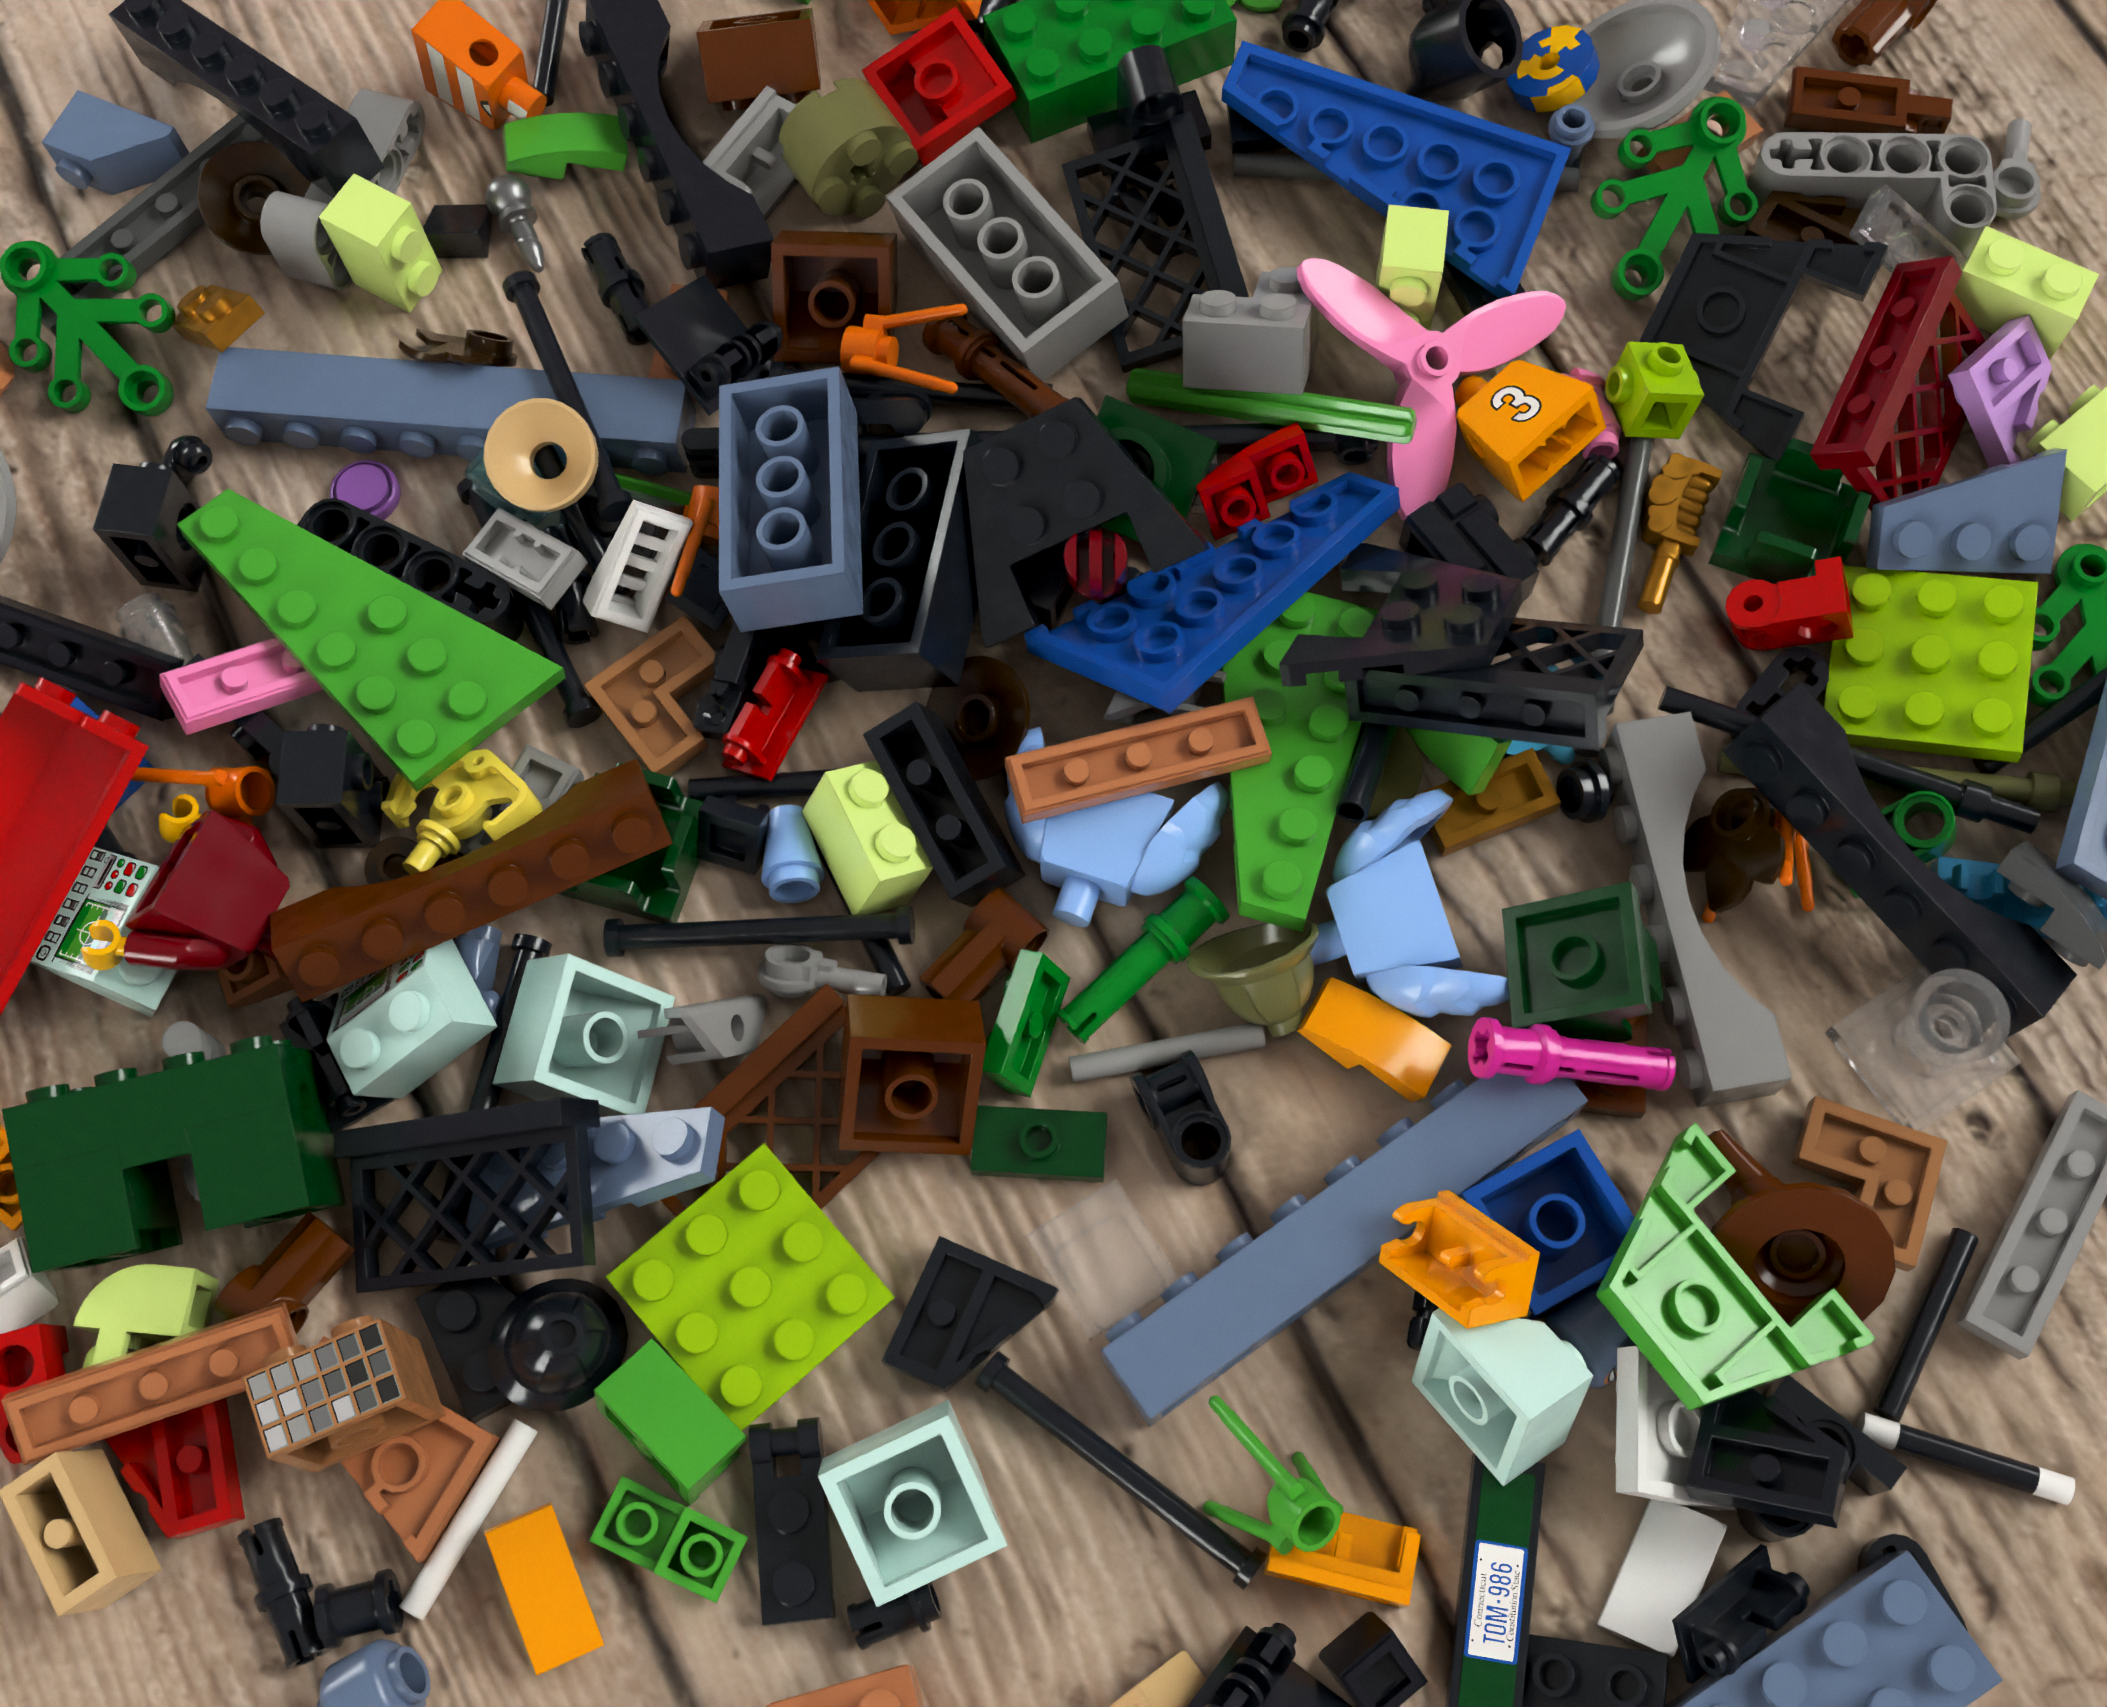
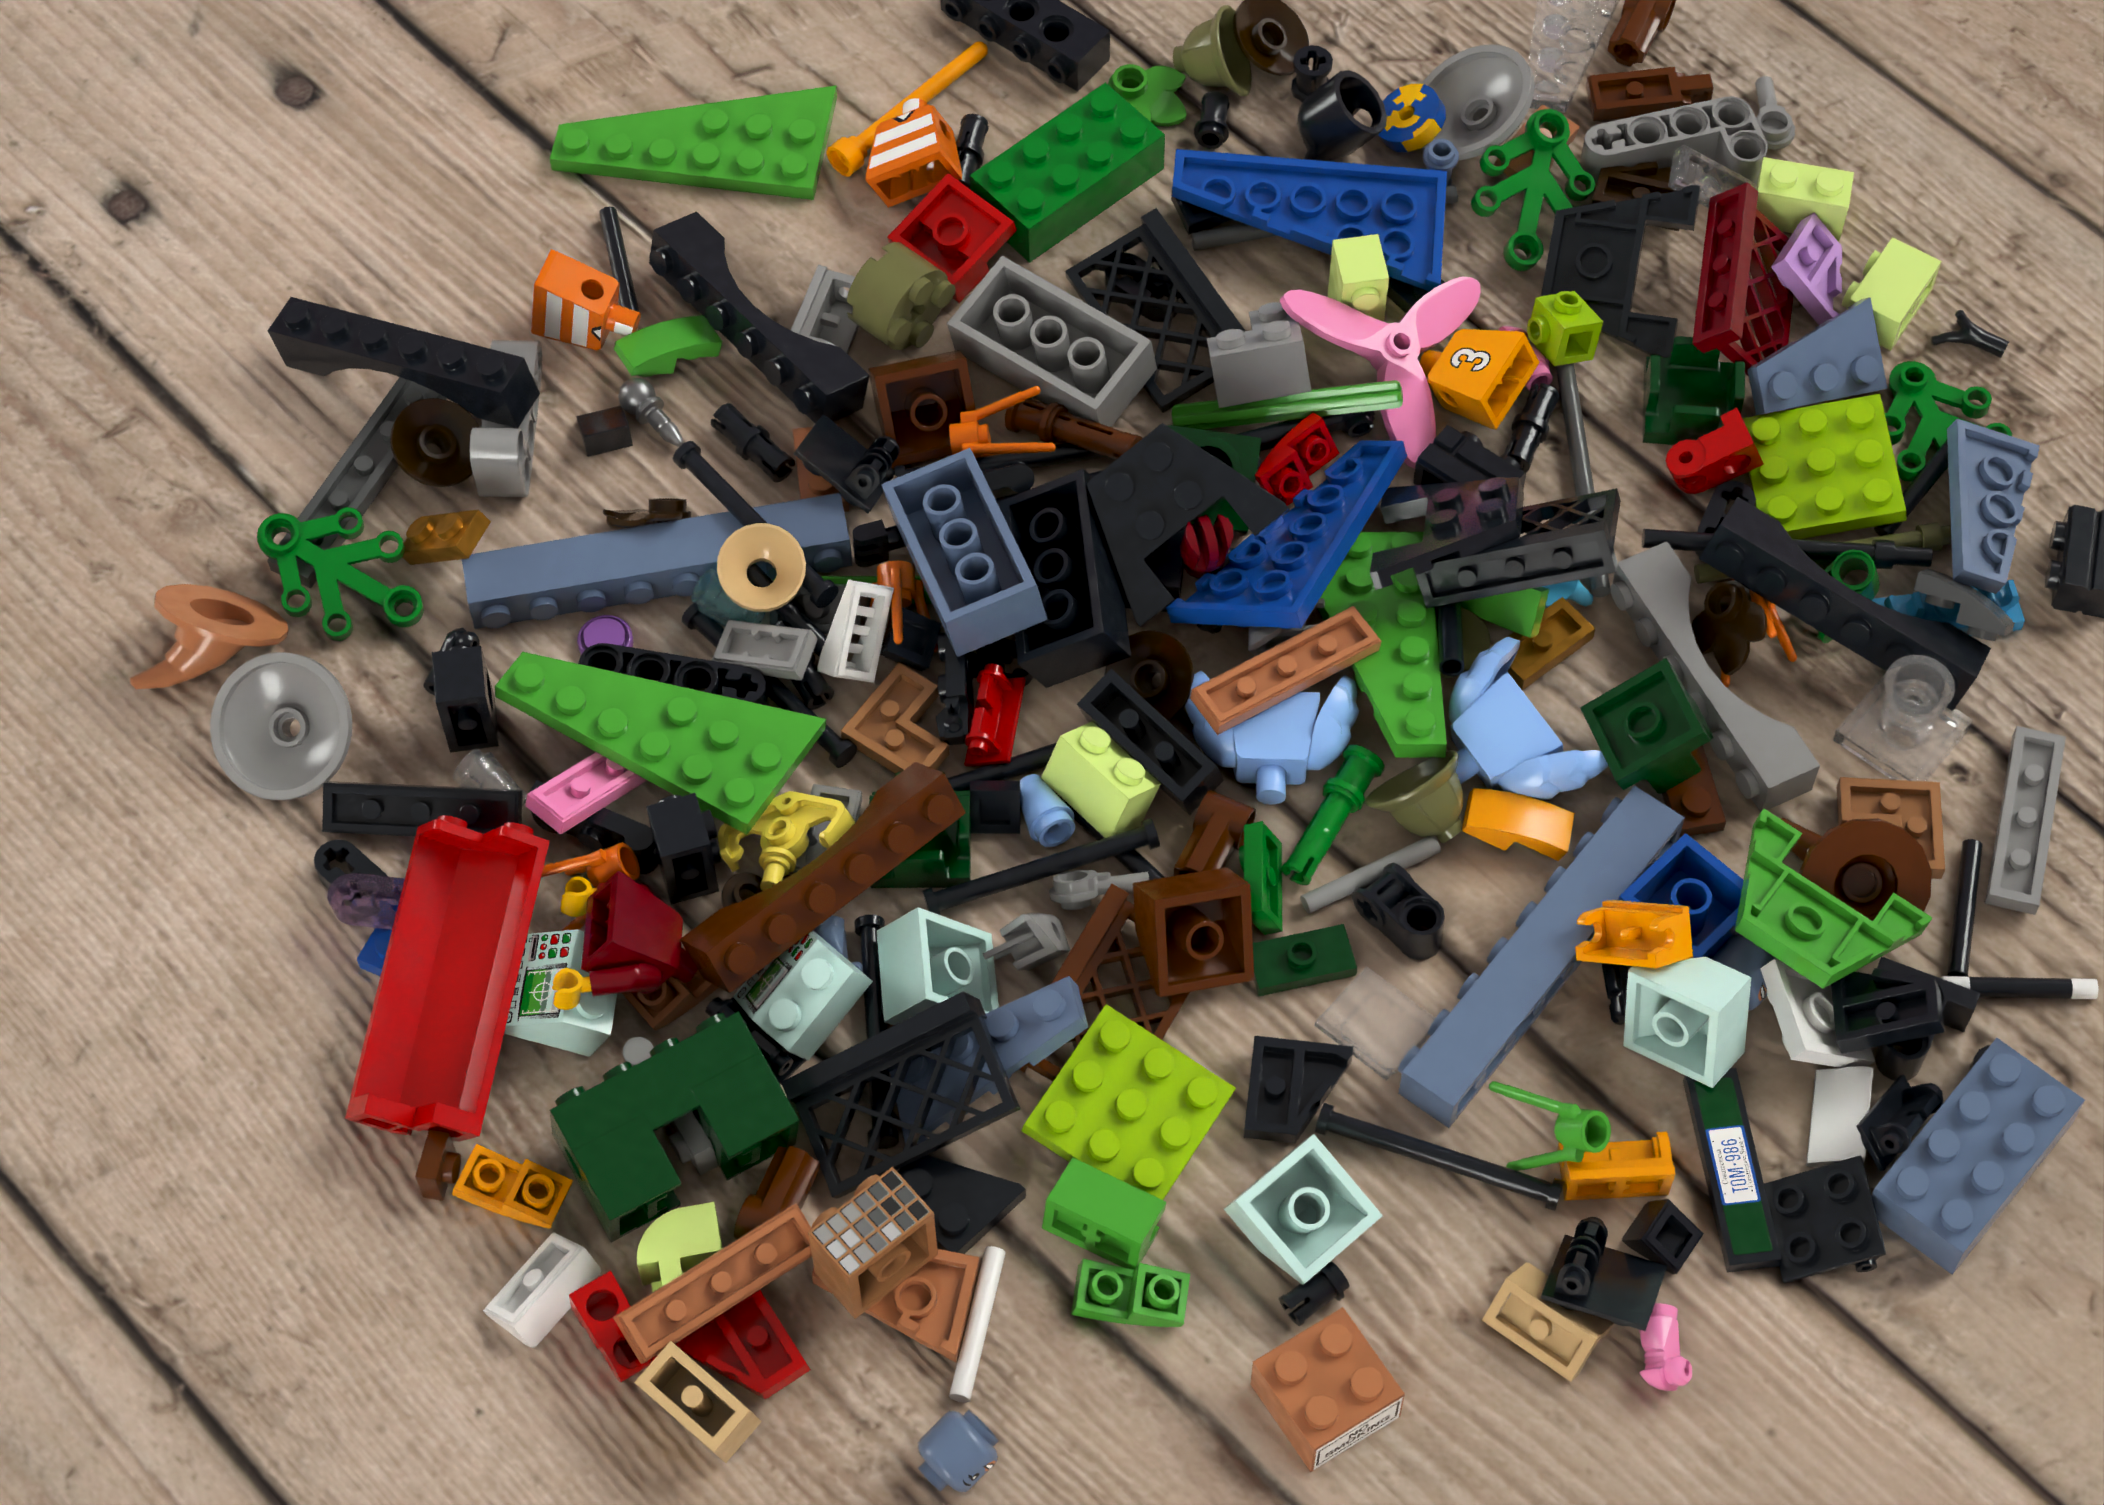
camera: 20 degrees left, 10 degrees down
(110, 146) = (301, 431): sand blue slope -> none
(282, 1592) = (860, 1410): black pin -> none
(358, 1609) = (923, 1401): black bush -> none
(381, 243) = (560, 450): yellowish green brick -> none
(543, 1588) = (1056, 1346): light orange slope -> none
(557, 1345) = (1000, 1186): black hat -> none
(757, 52) = (796, 243): reddish brown slope -> none
(791, 1525) = (1217, 1260): black plate -> none
(1144, 103) = (1114, 212): black tile -> none
(1544, 1055) = (1644, 791): dark pink pin -> none
(1584, 791) = (1609, 617): black plate -> none
(1671, 521) = (1606, 417): pearl gold piece -> none

